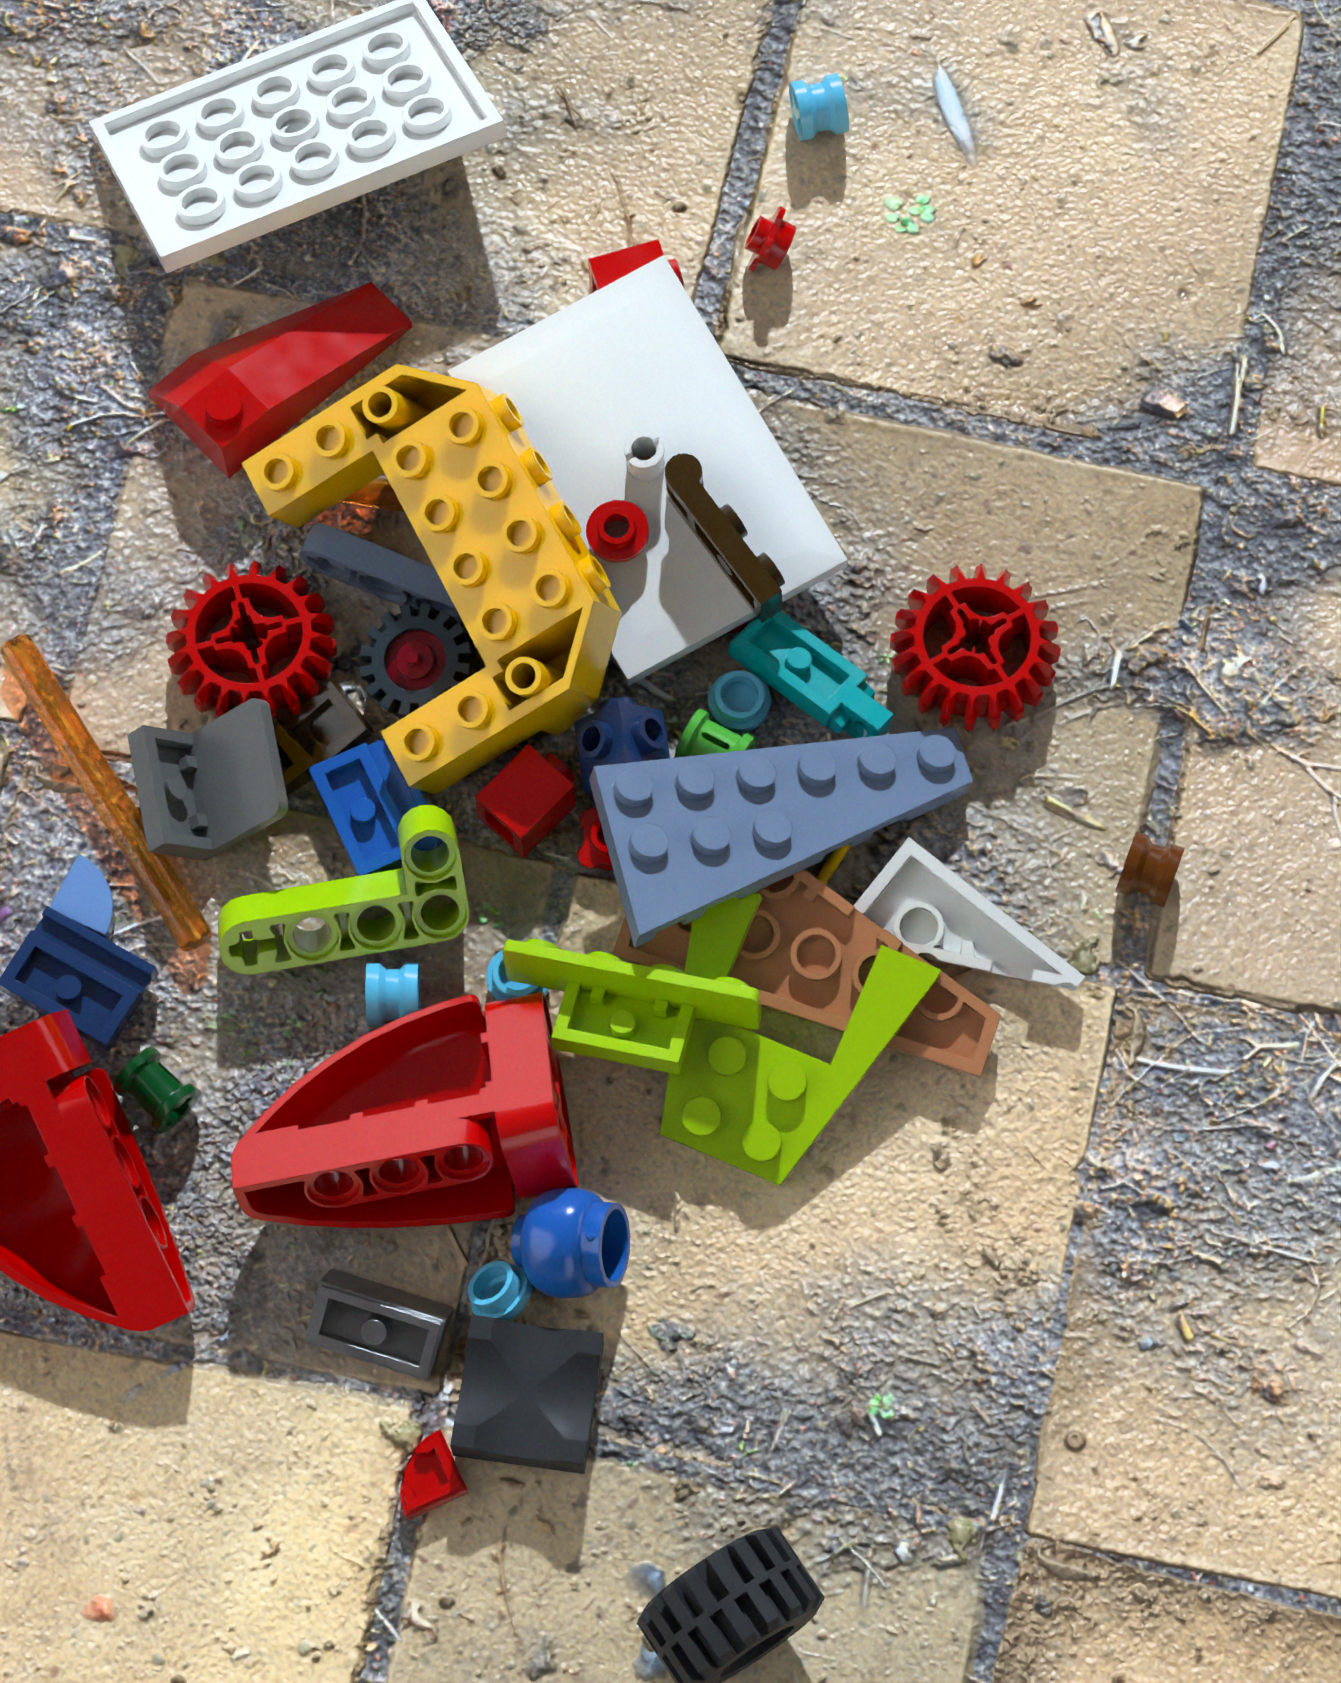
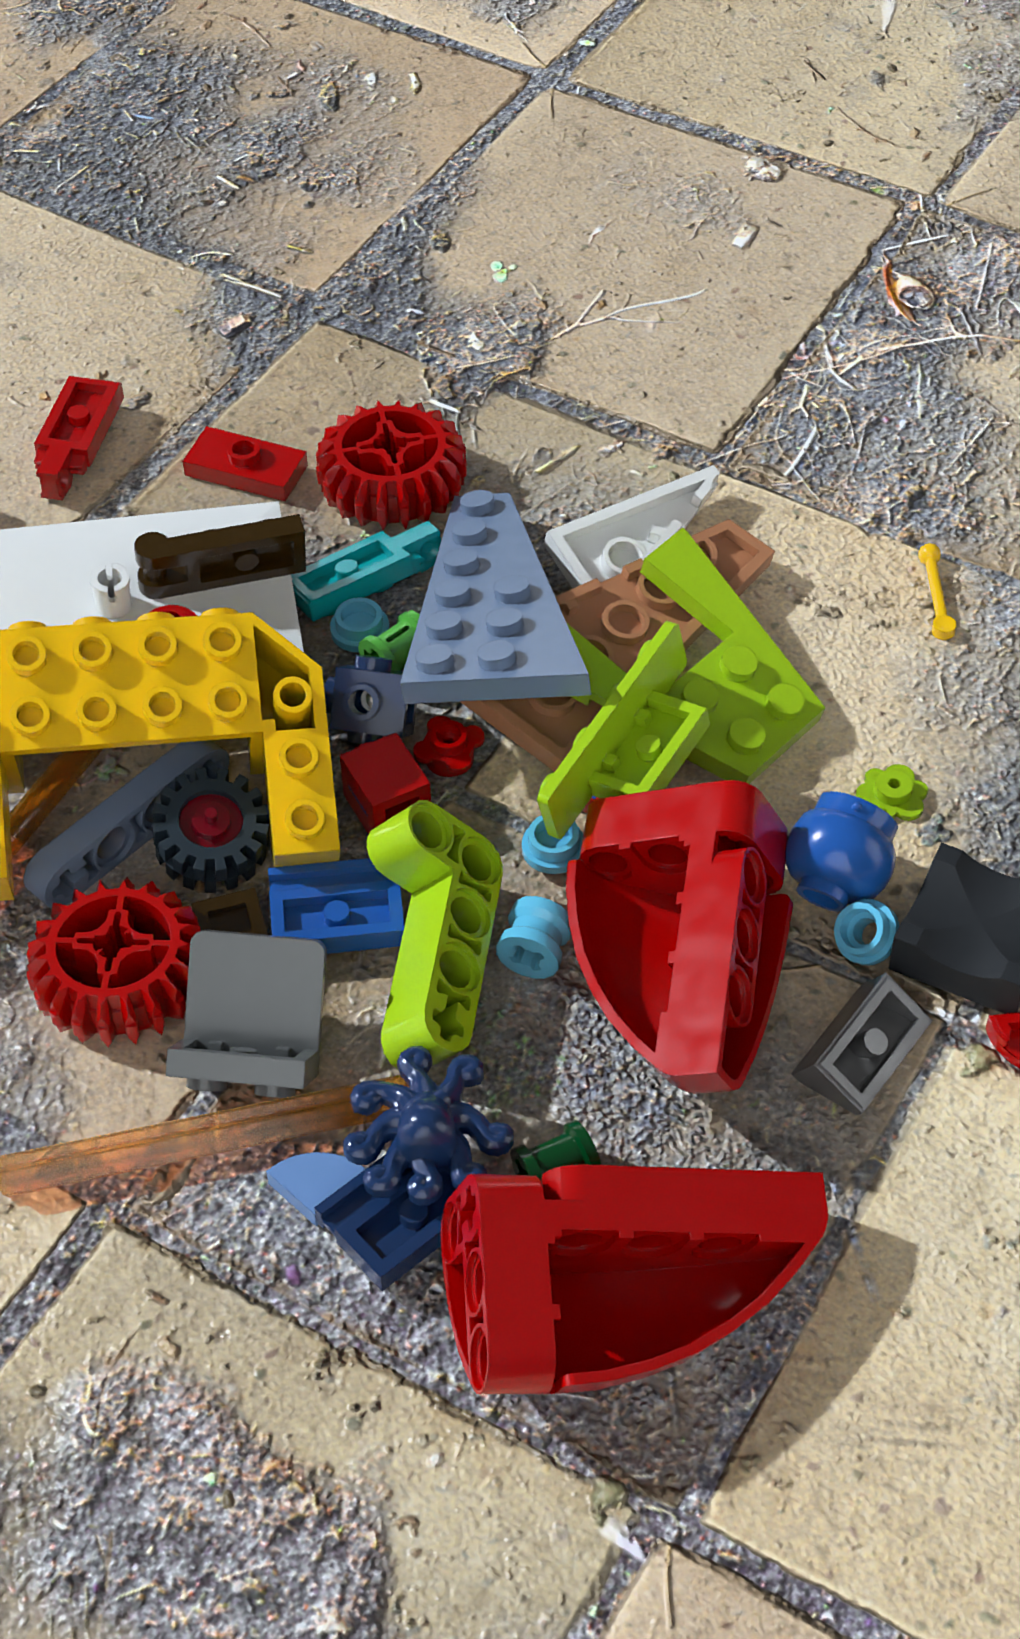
camera: 70 degrees left, 20 degrees down
(136, 967) = (424, 1127): none -> dark blue animal
(696, 1297) = (894, 791): none -> lime plant
(914, 317) = (74, 432): none -> red hinge
(937, 502) = (245, 463): none -> red plate
(954, 1279) = (943, 625): none -> yellow hinge
(1150, 869) = (633, 412): reddish brown wheel -> none

